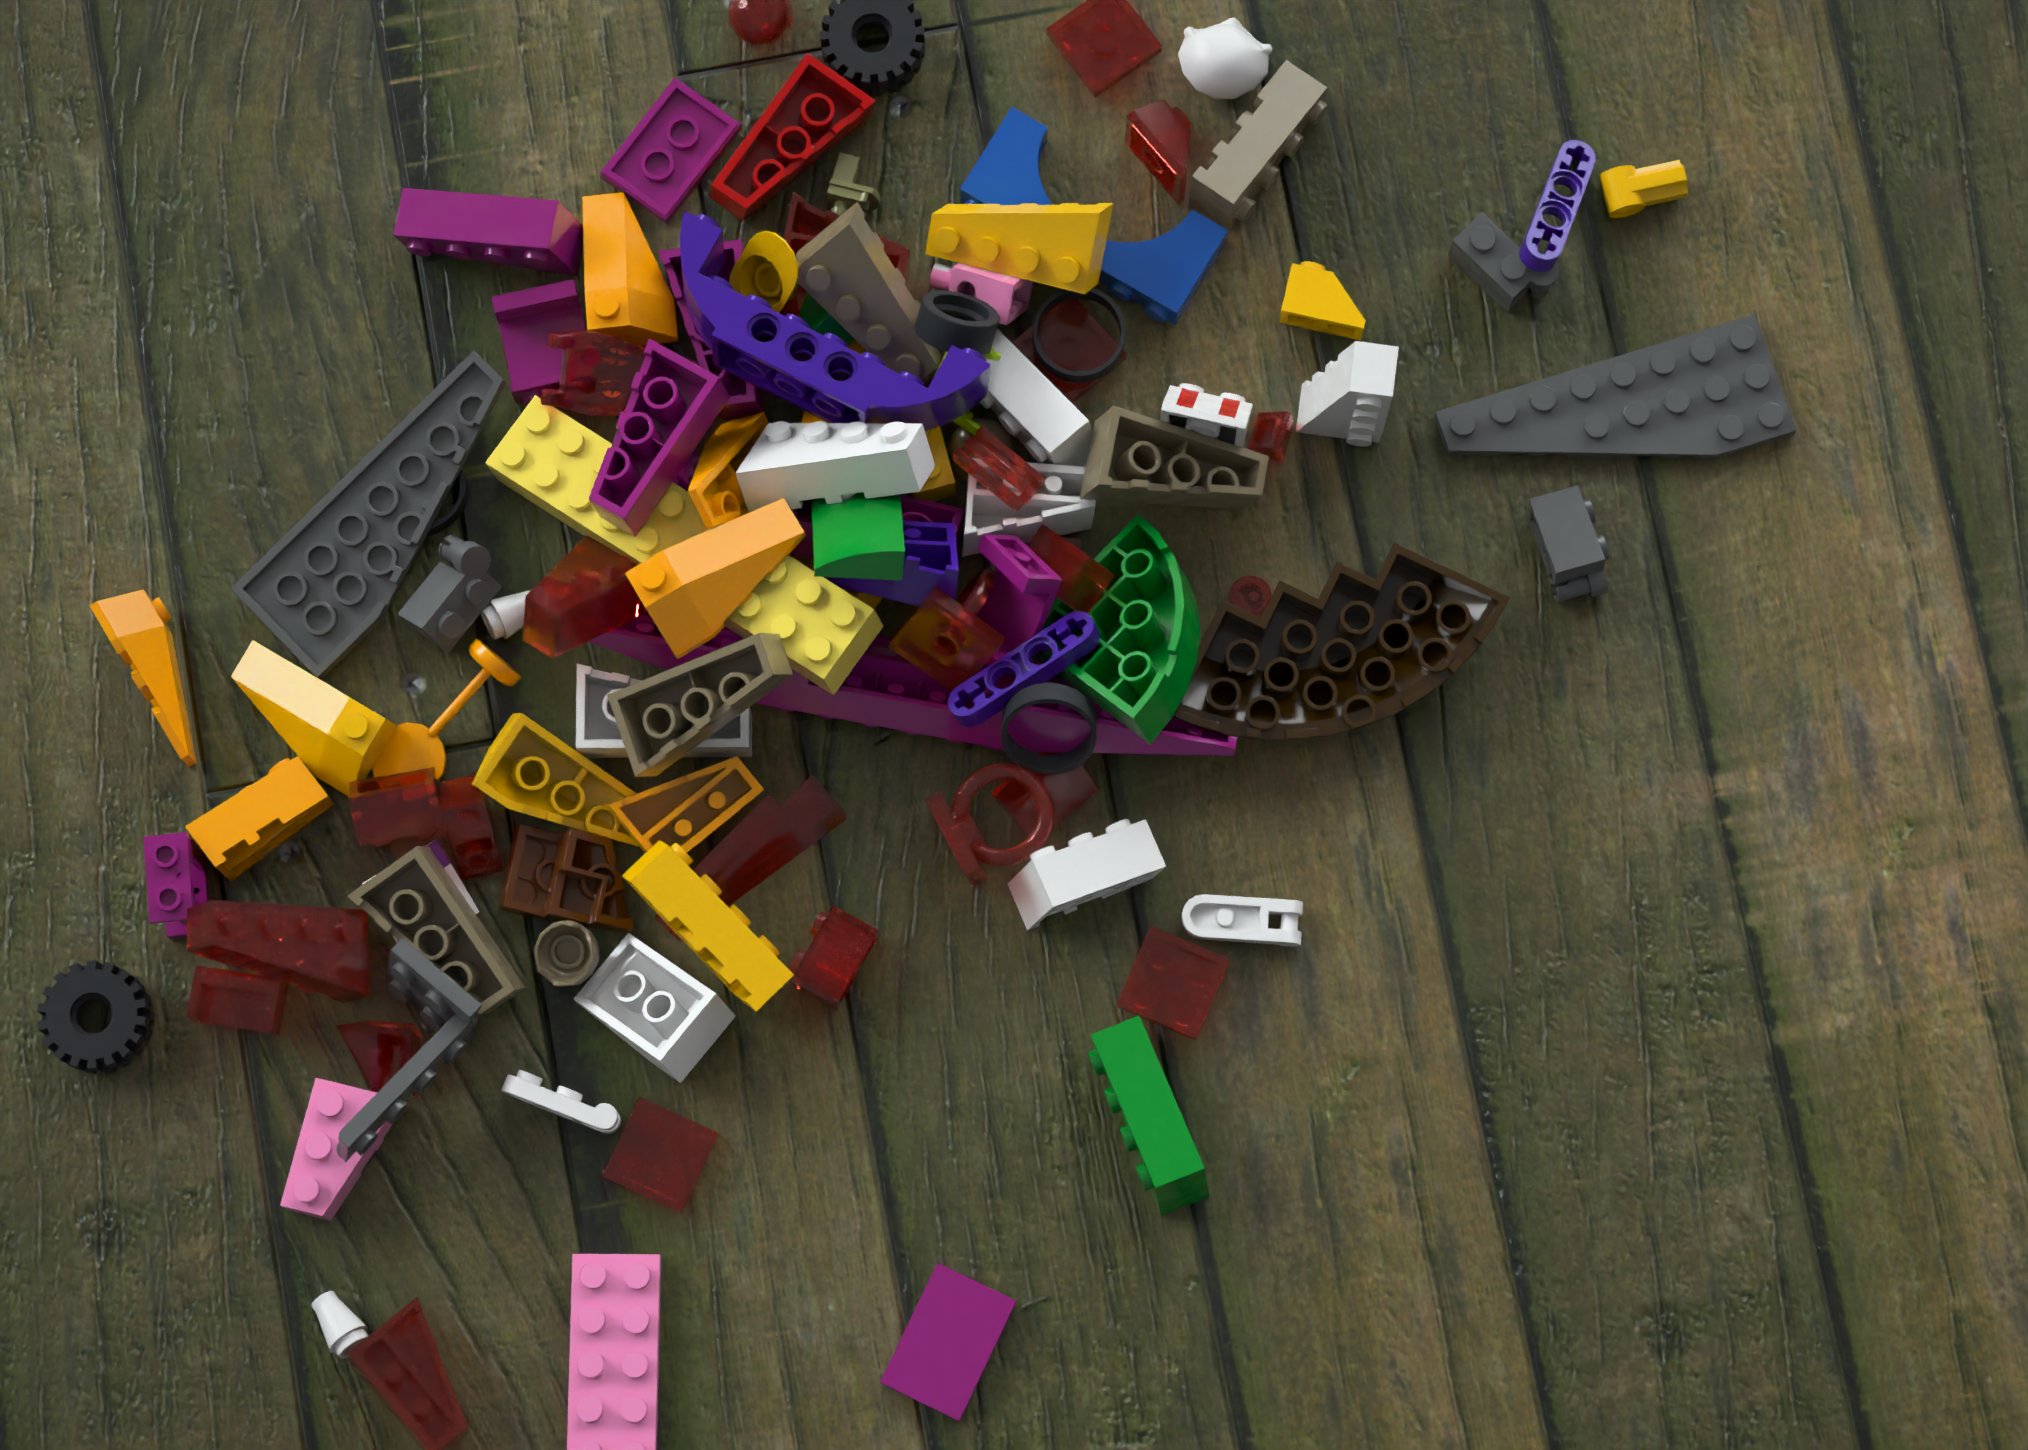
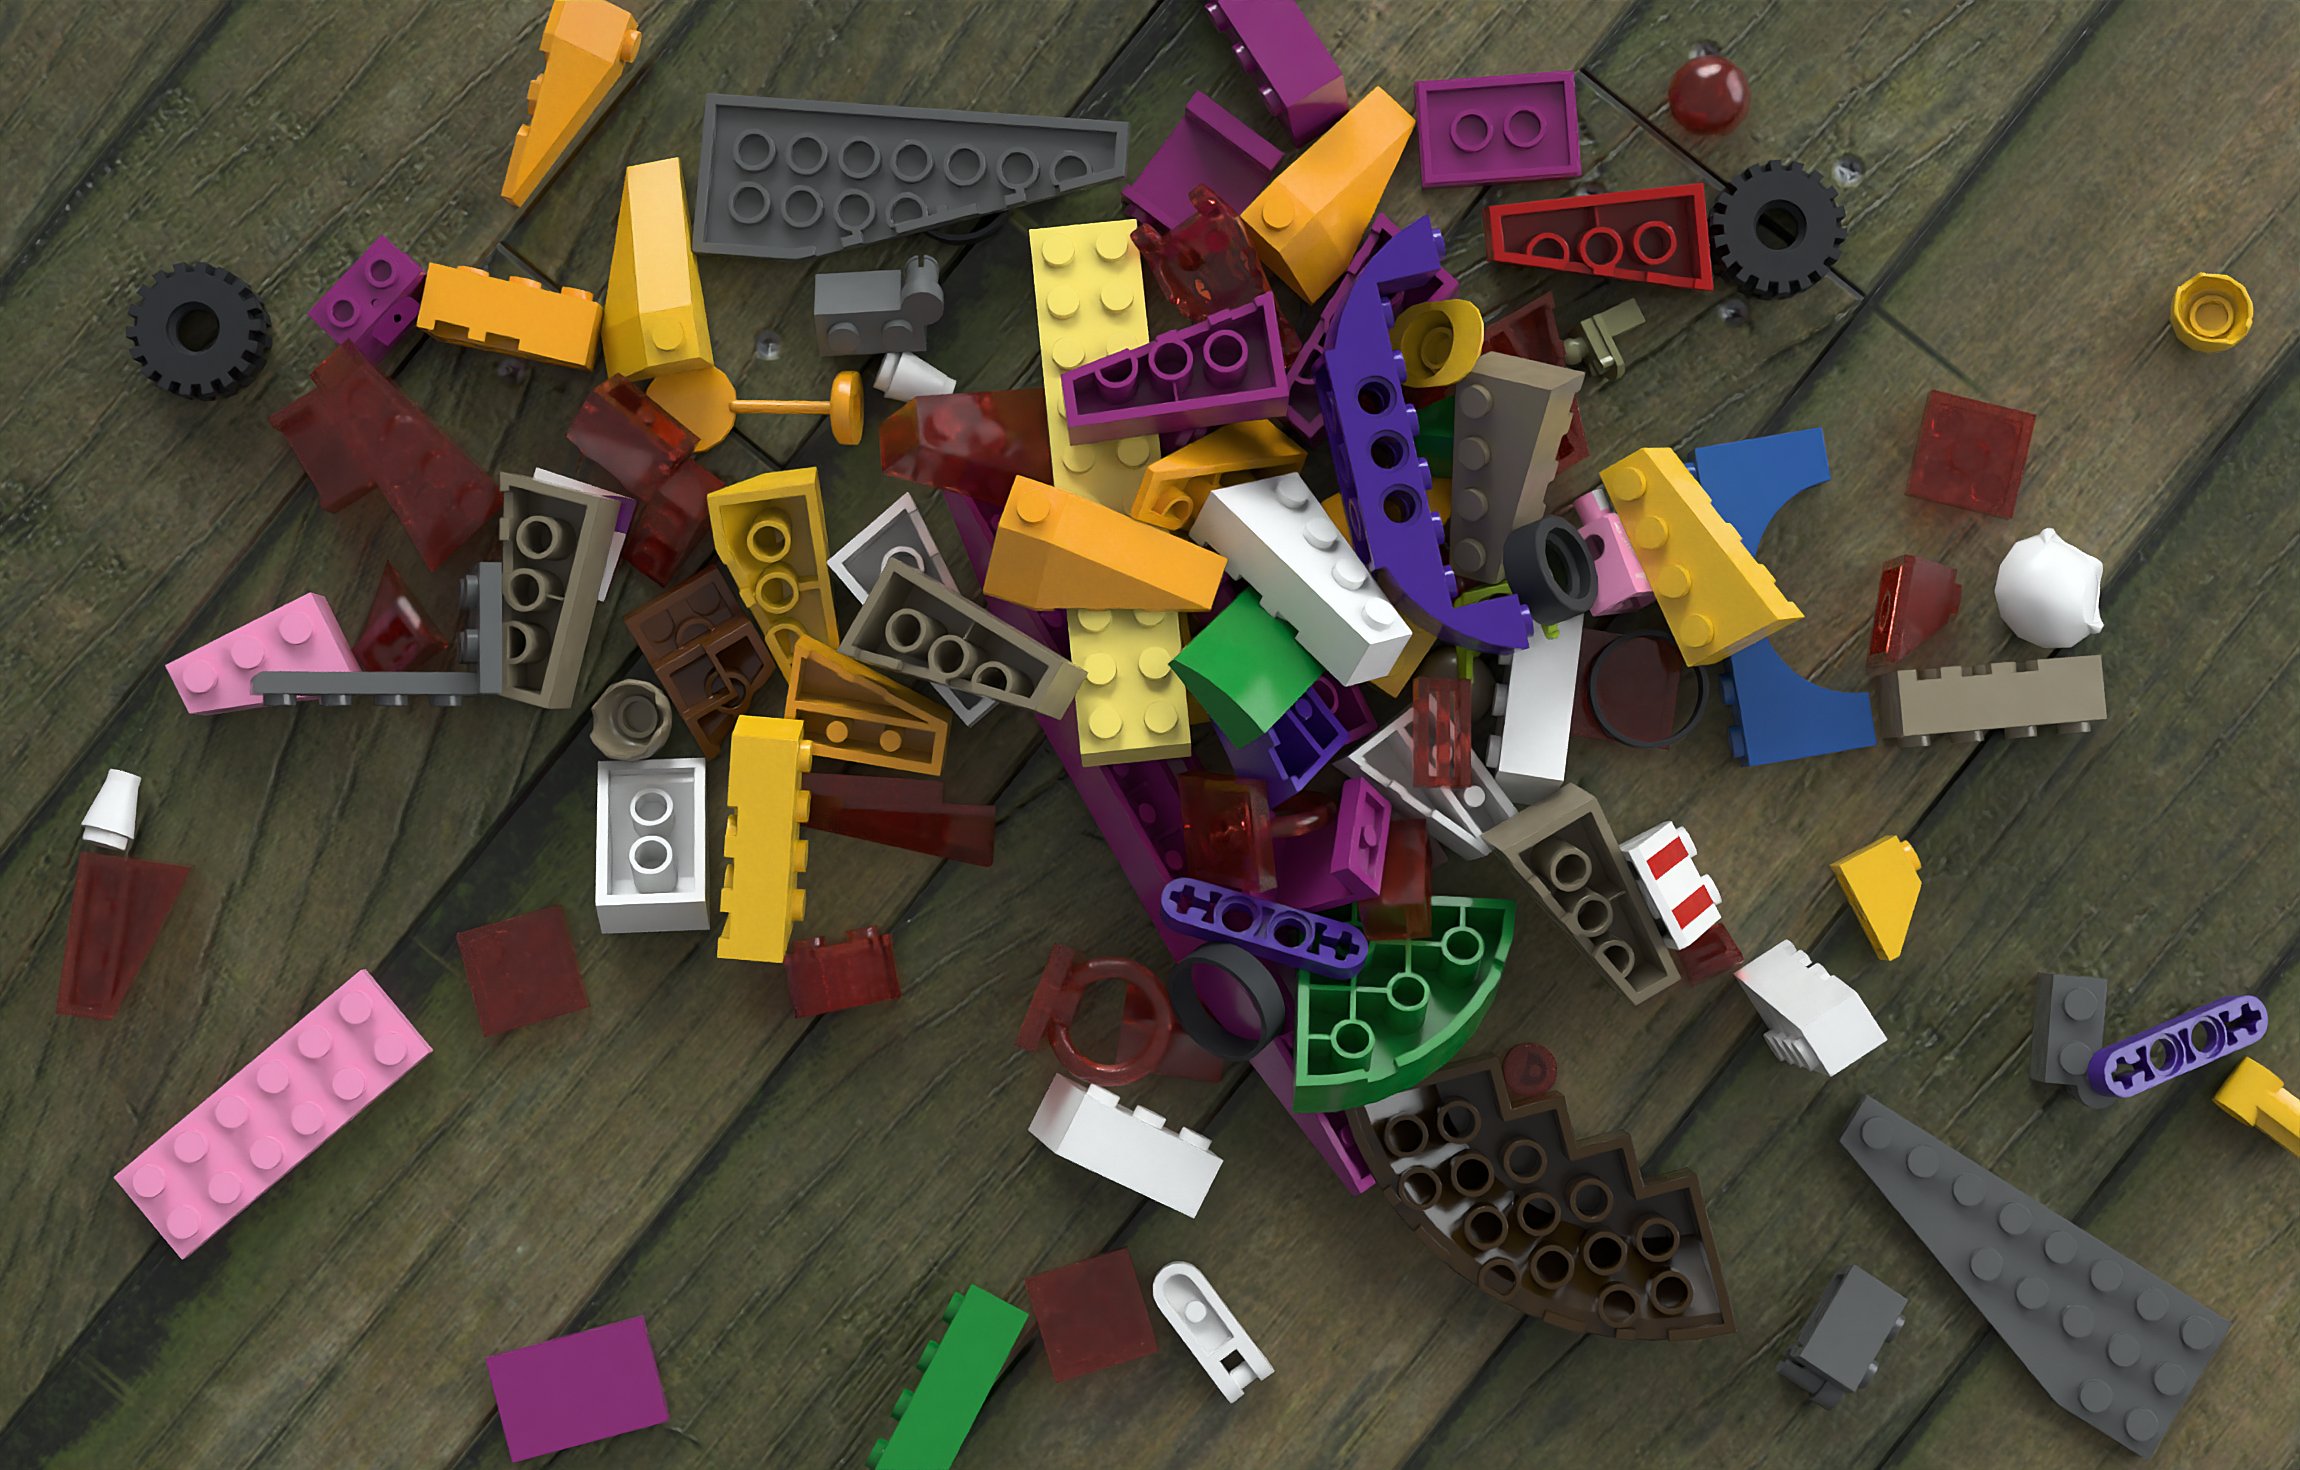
camera: 45 degrees right, 10 degrees up
(562, 1102) = (490, 839): white plate -> none

